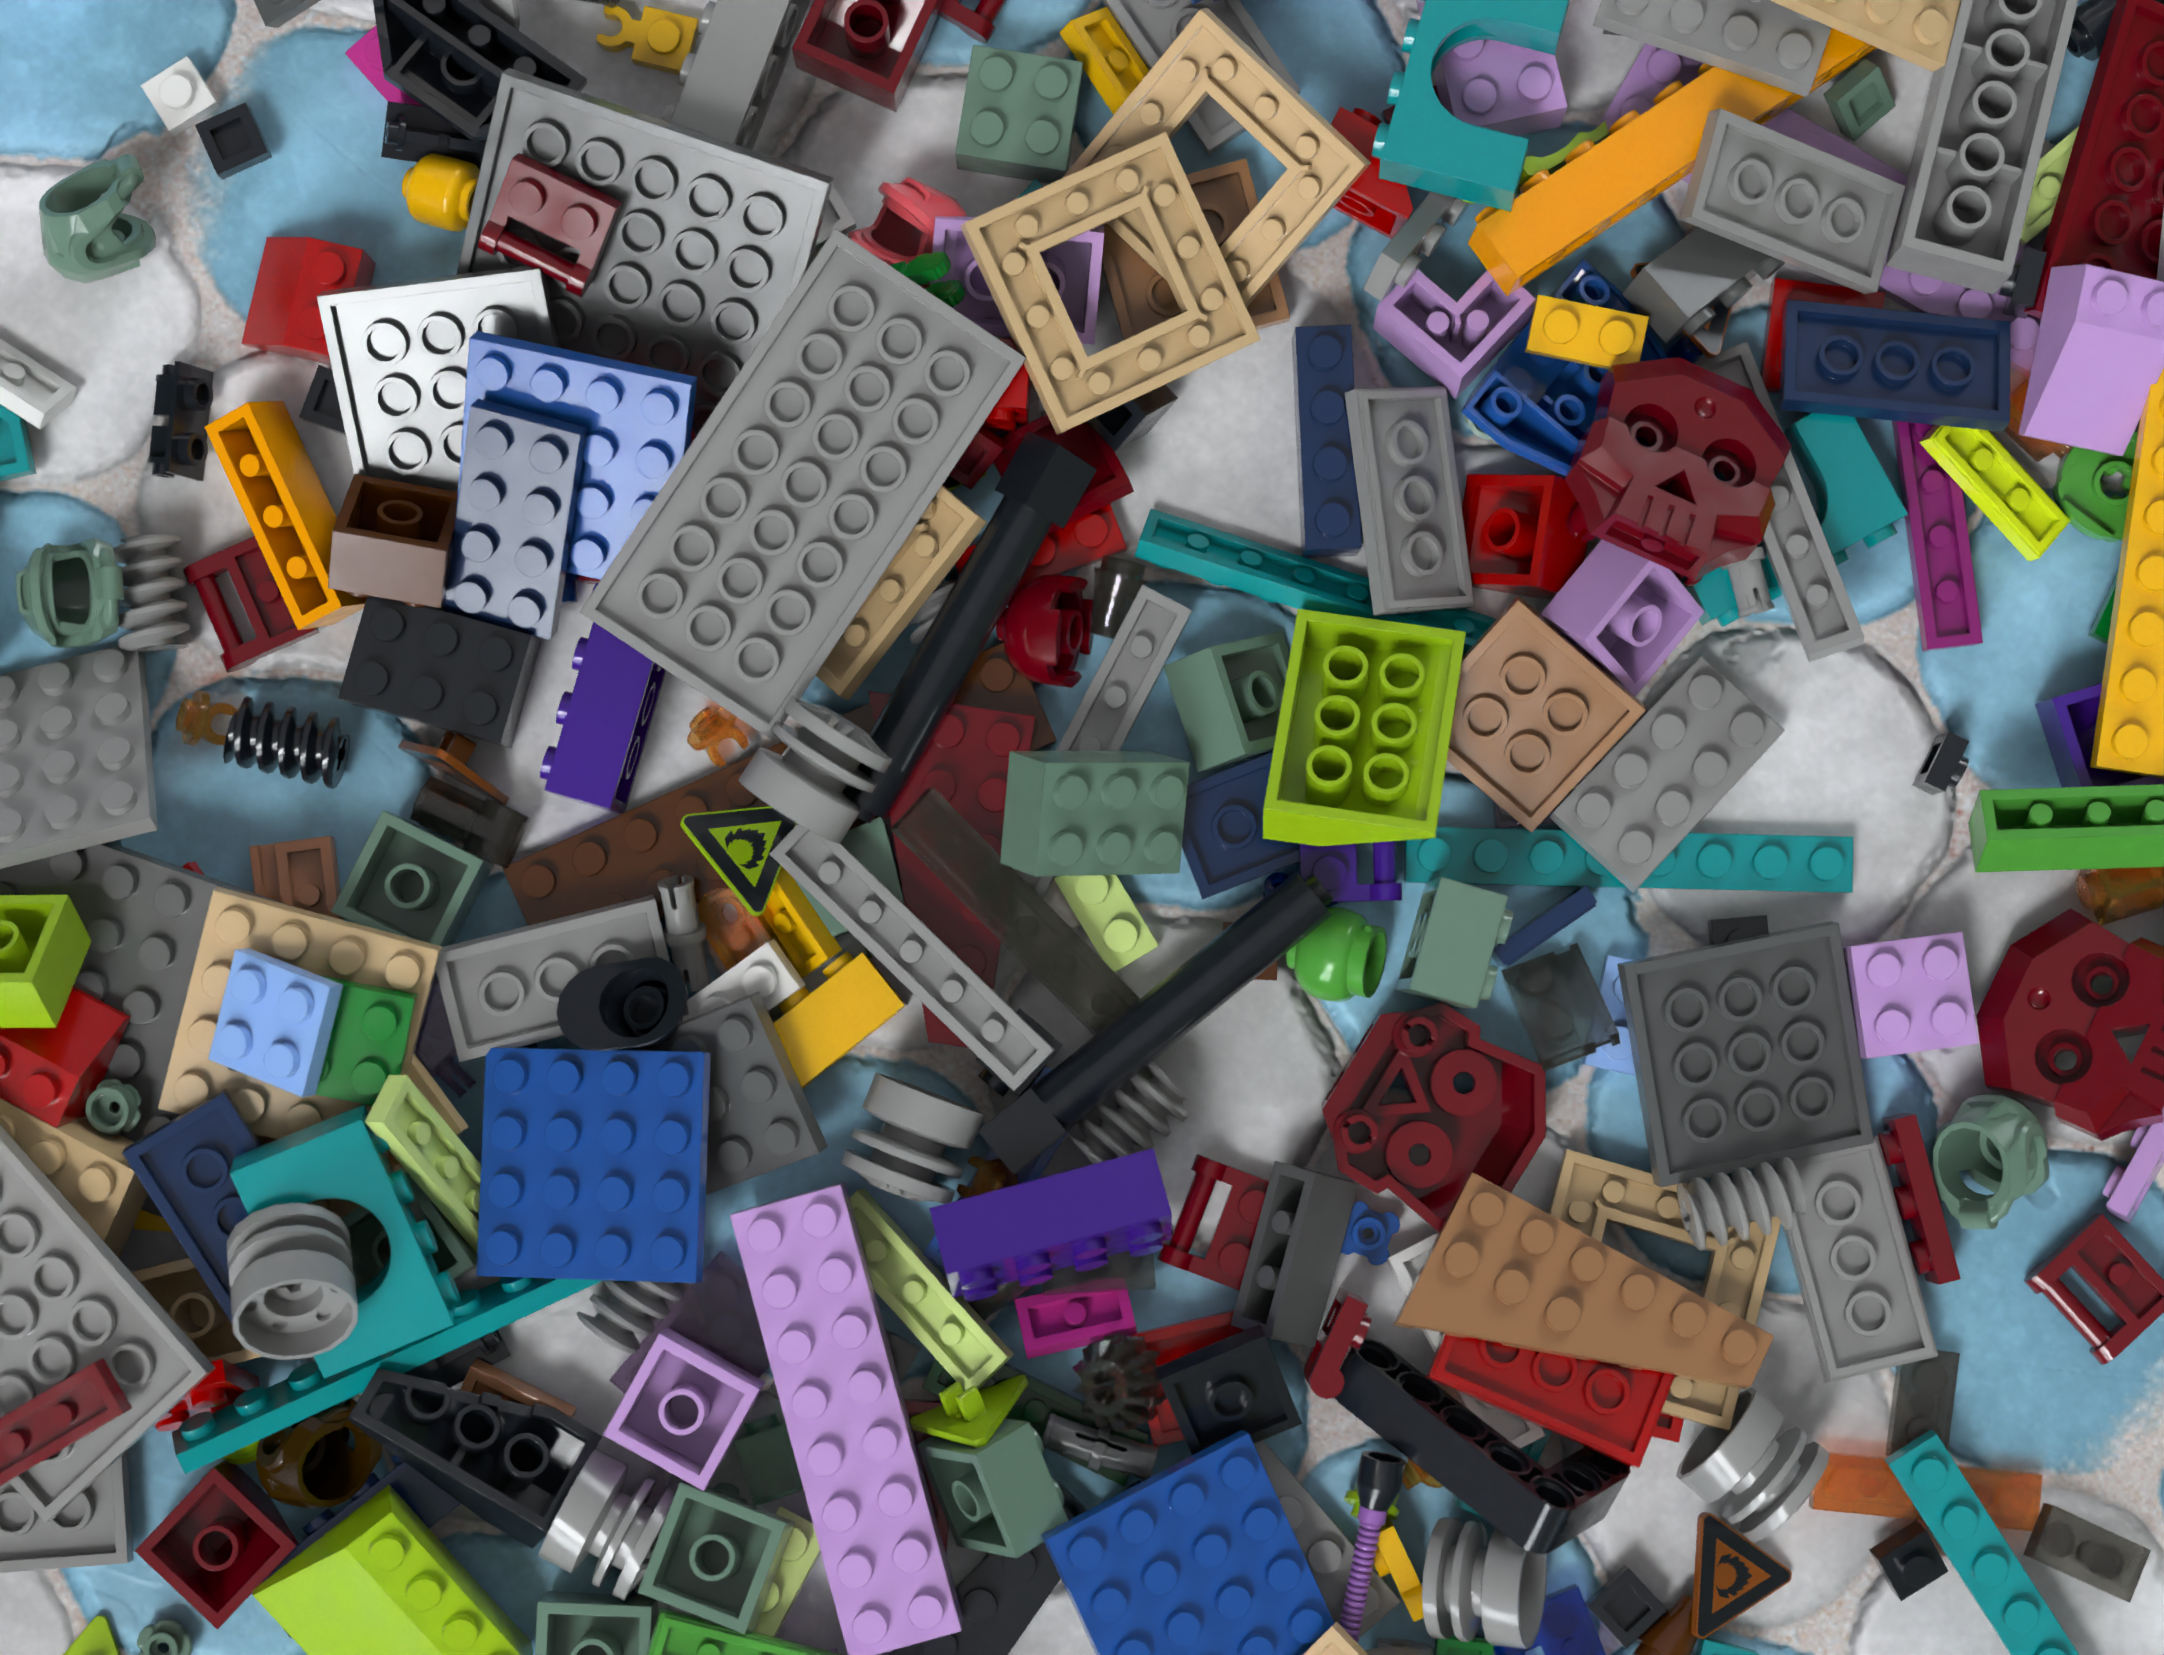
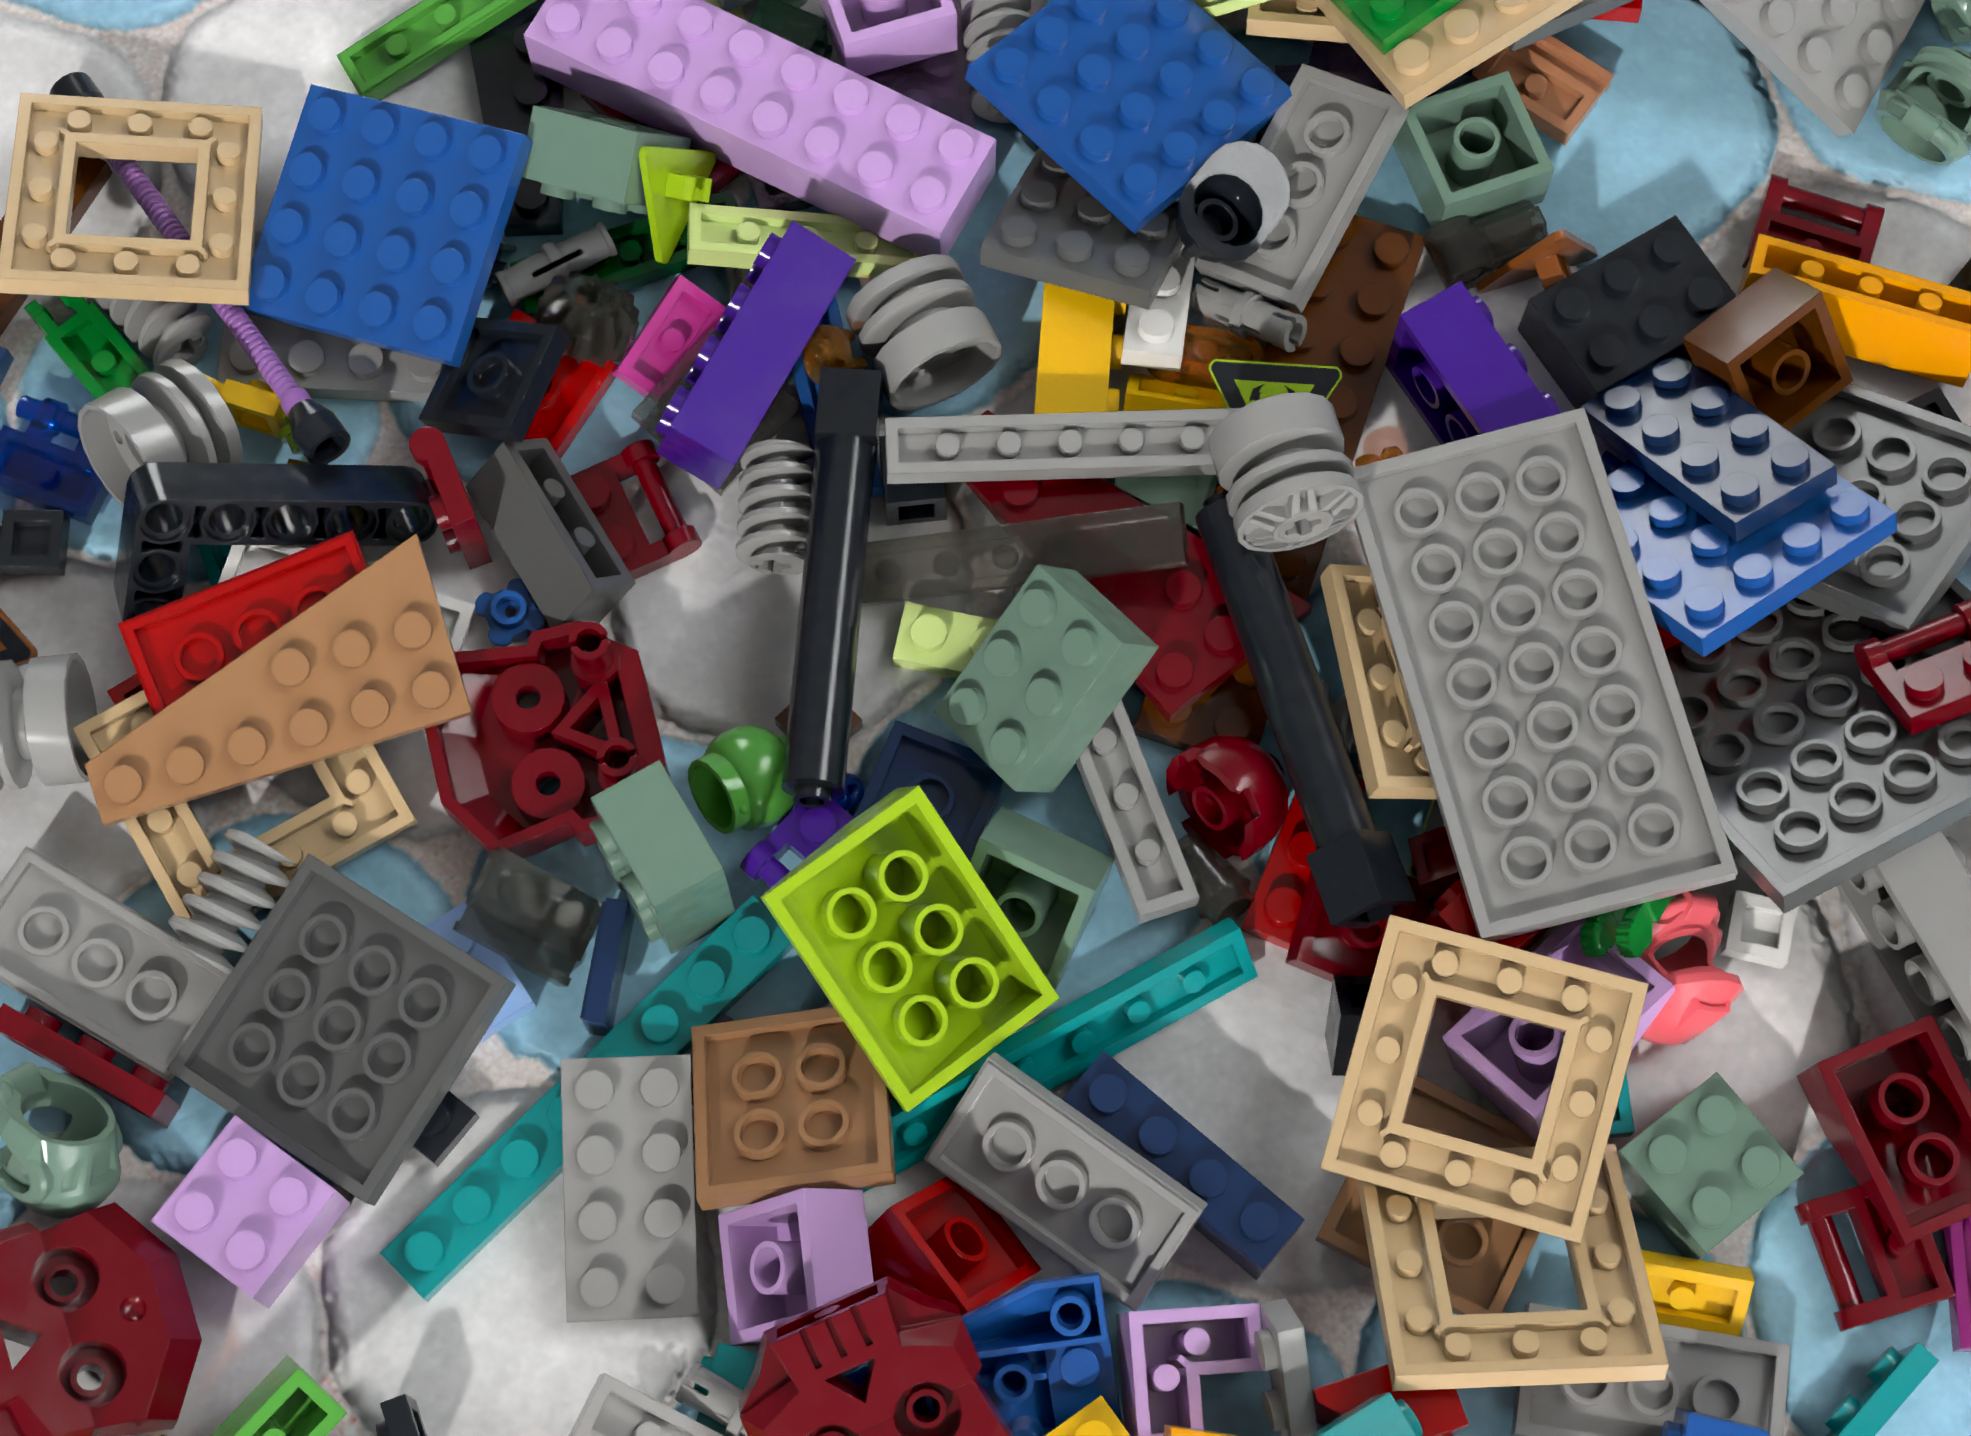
camera: 130 degrees right, 15 degrees down
(150, 593) = (1886, 167): light grey piece -> none
(195, 718) = (1752, 121): clear orange plate -> none
(287, 744) = (1671, 165): black piece -> none

